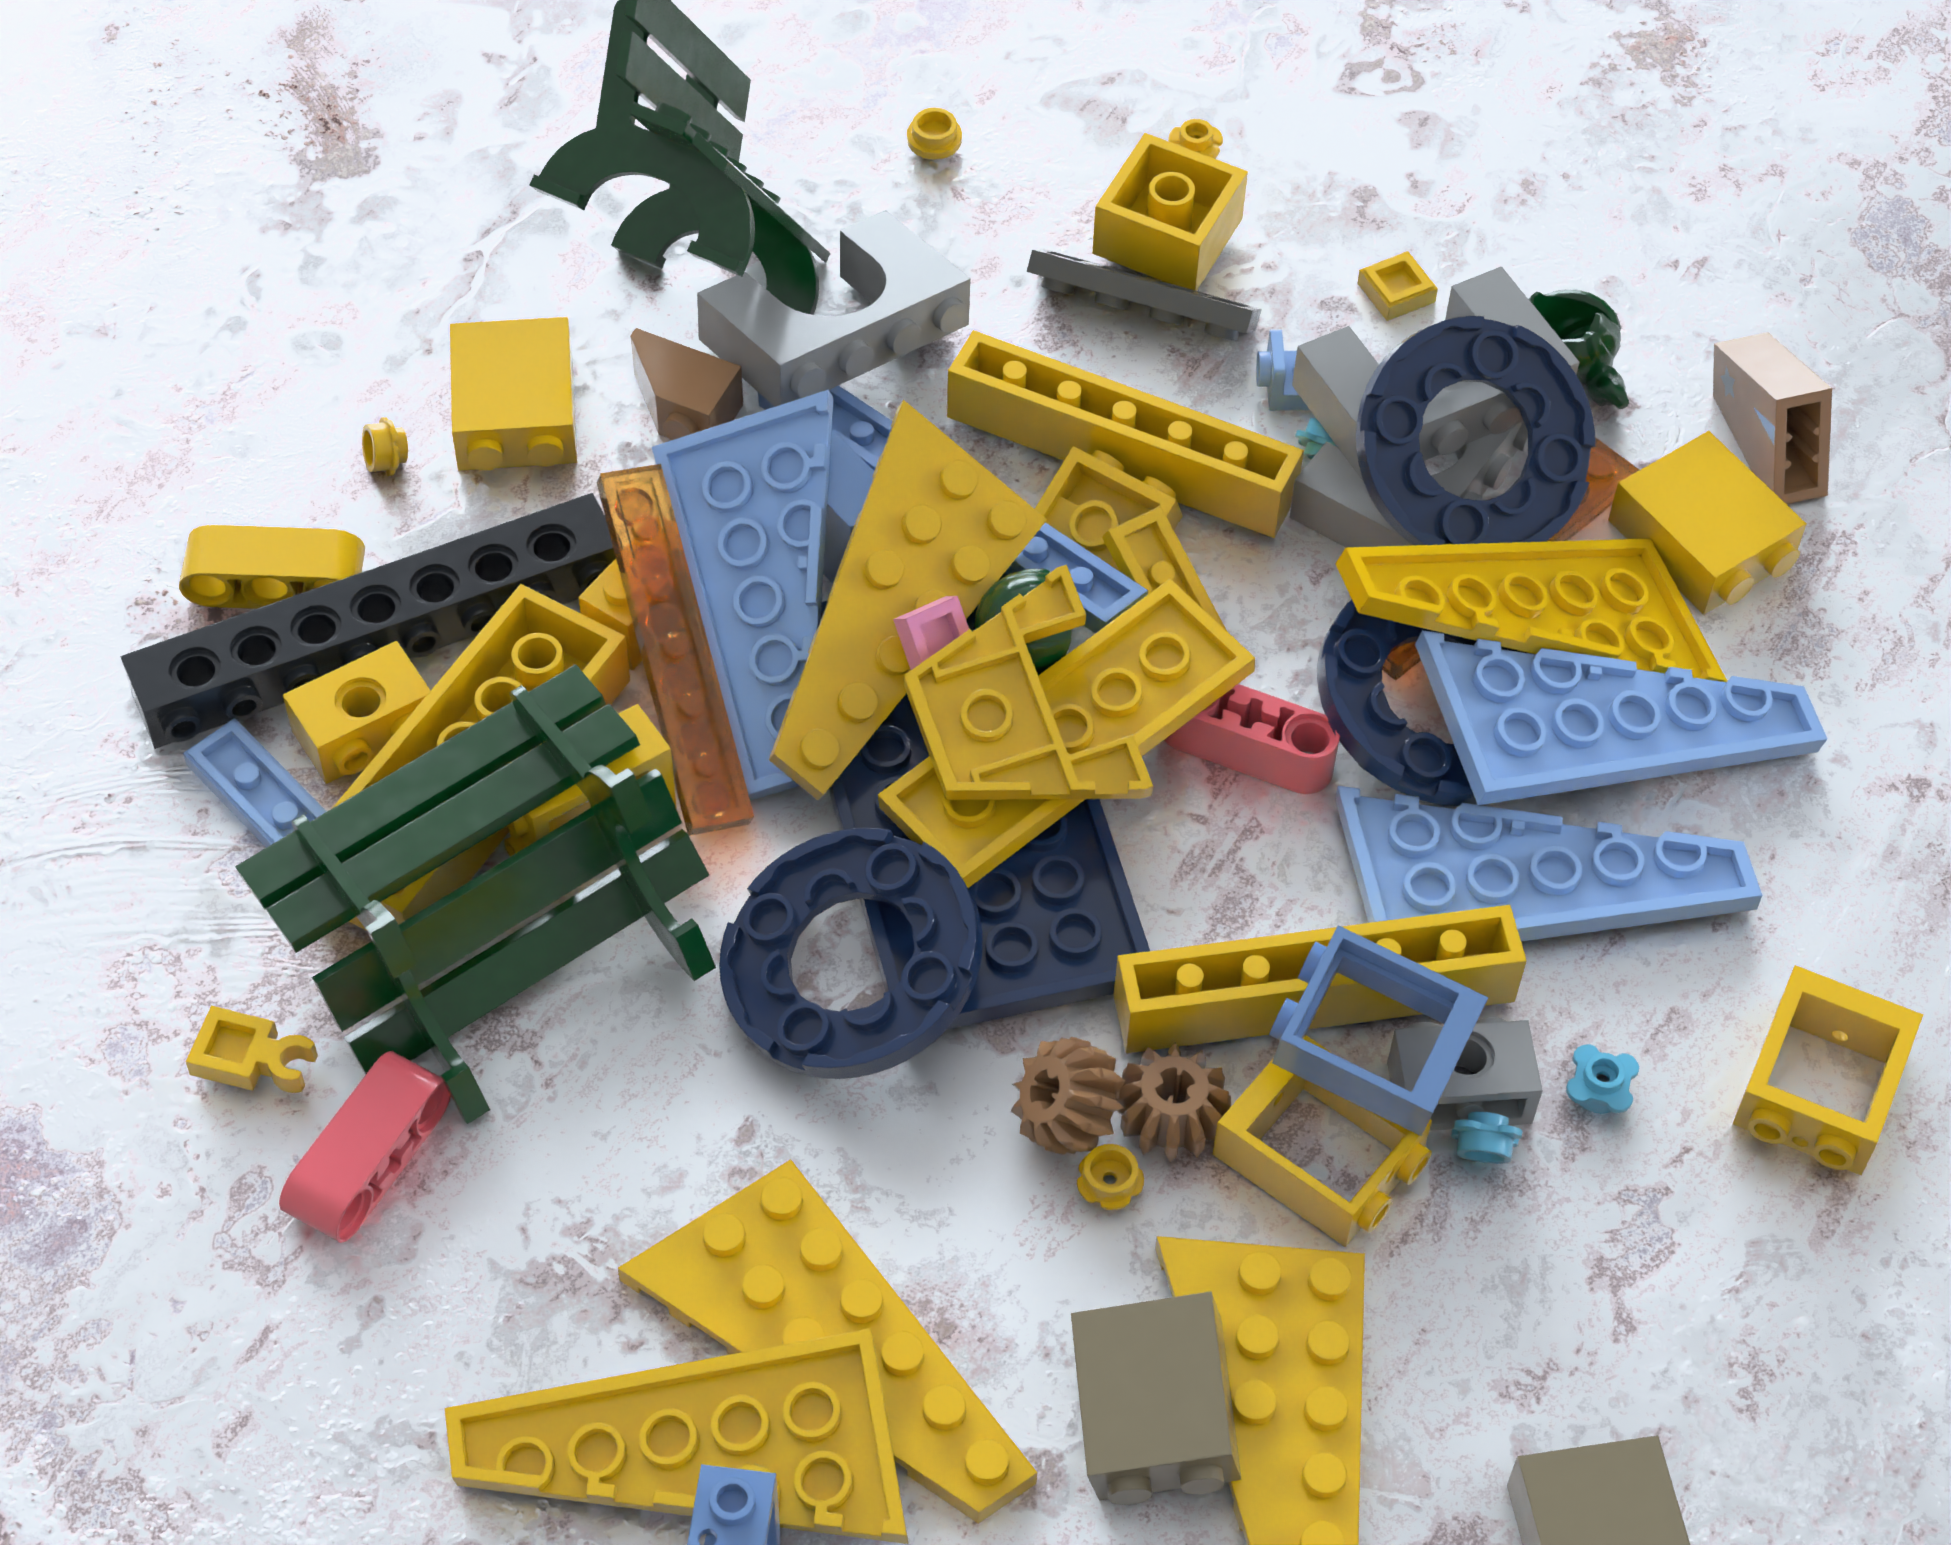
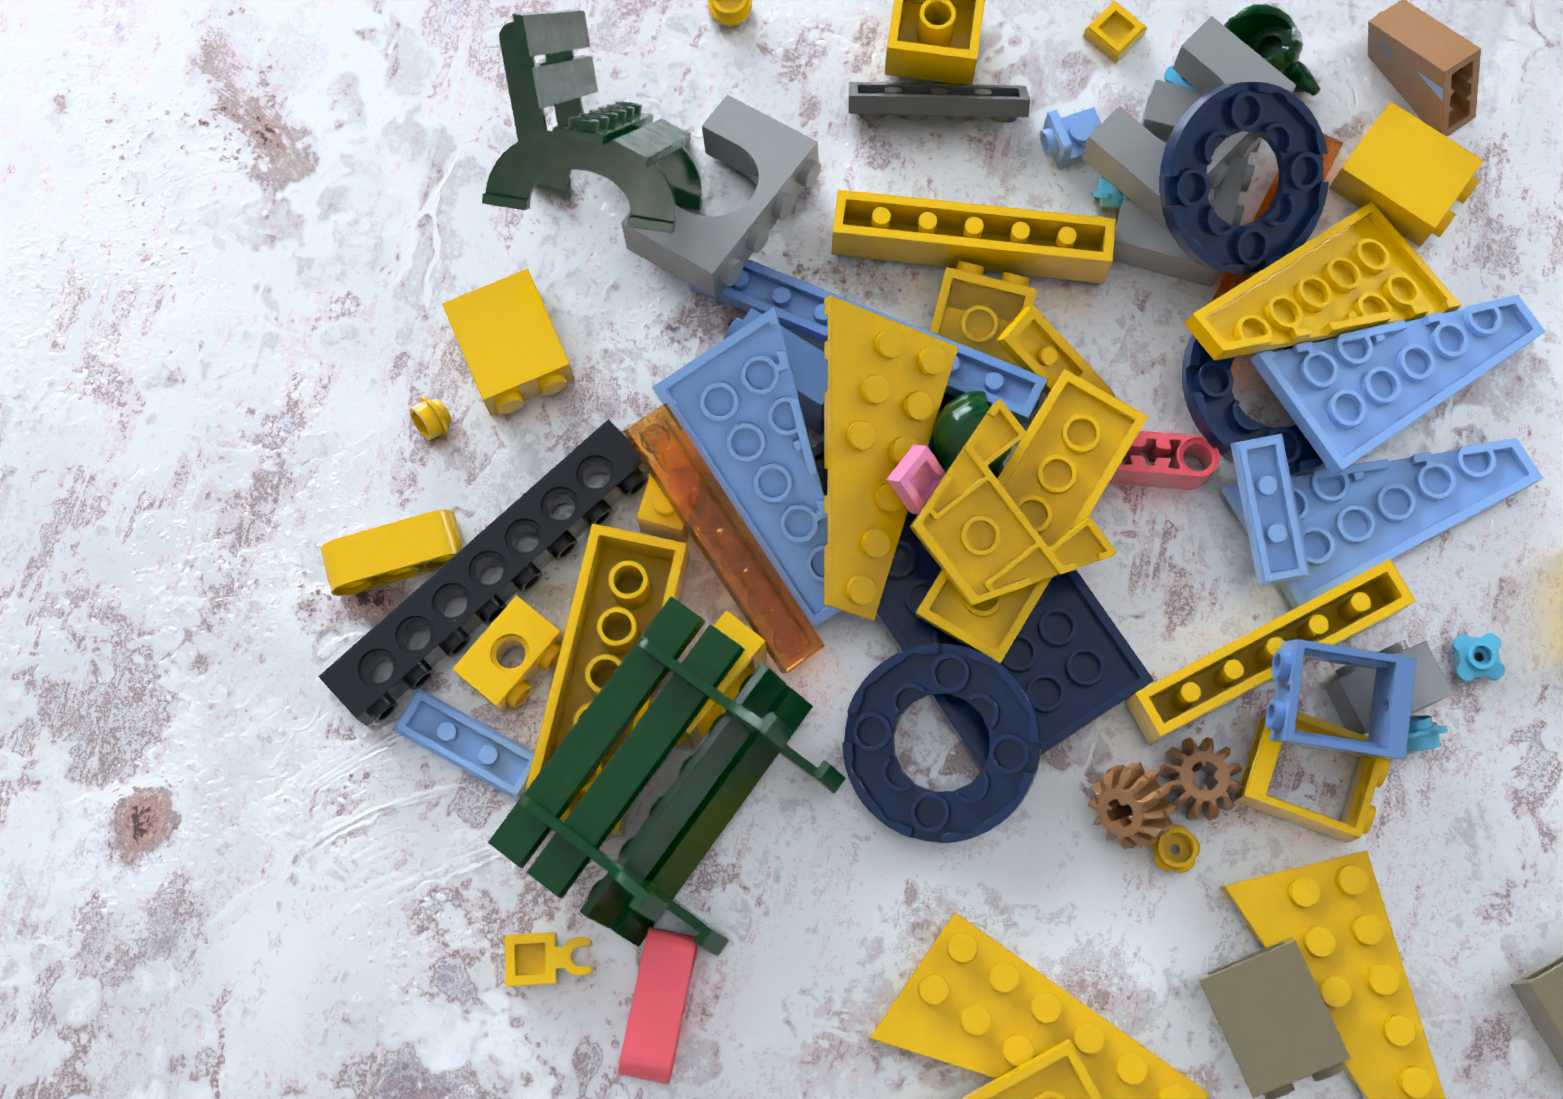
camera: 15 degrees left, 20 degrees up
(684, 386) = (634, 298): medium nougat slope -> none
(1378, 815) = (1270, 509): none -> light blue tile

